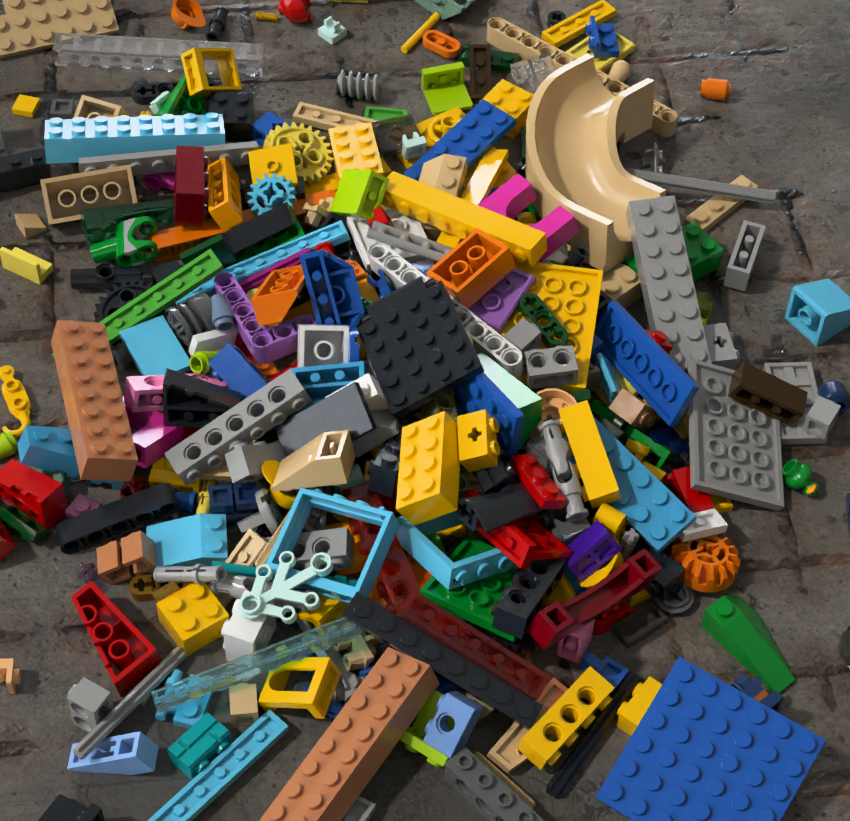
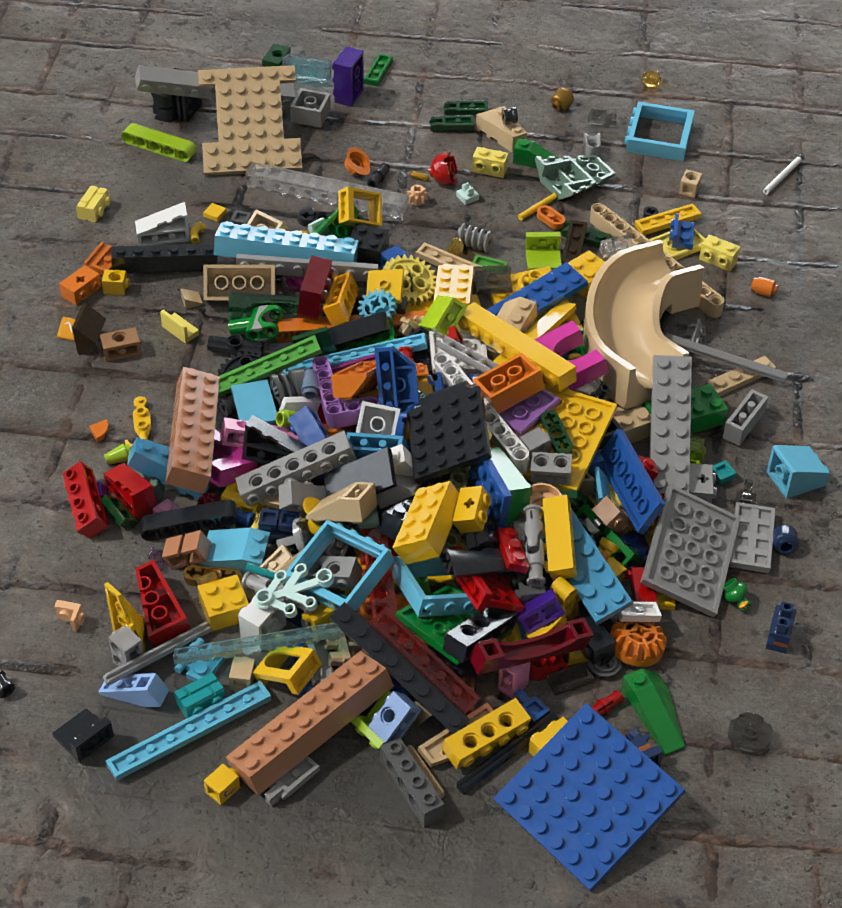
camera: 15 degrees right, 5 degrees down
(10, 130) = (197, 227): none -> yellow arm
(76, 662) = (124, 614): none -> yellow wedge
(198, 574) = (232, 569): light grey pin -> none
(273, 42) = (417, 195): none -> light nougat gear
(339, 100) = (456, 246): none -> clear yellow plate
(413, 147) = (501, 290): light aqua tile -> none
(620, 70) = (689, 260): tan cone -> none
(628, 543) = (575, 611): light grey axle -> none
(651, 54) = (719, 253): none -> light yellow brick
(689, 649) = (608, 702): none -> red pin
(739, 327) = (724, 472): none -> teal plate
(768, 394) = (727, 523): dark brown brick -> none
(821, 417) = (767, 551): light grey brick -> none

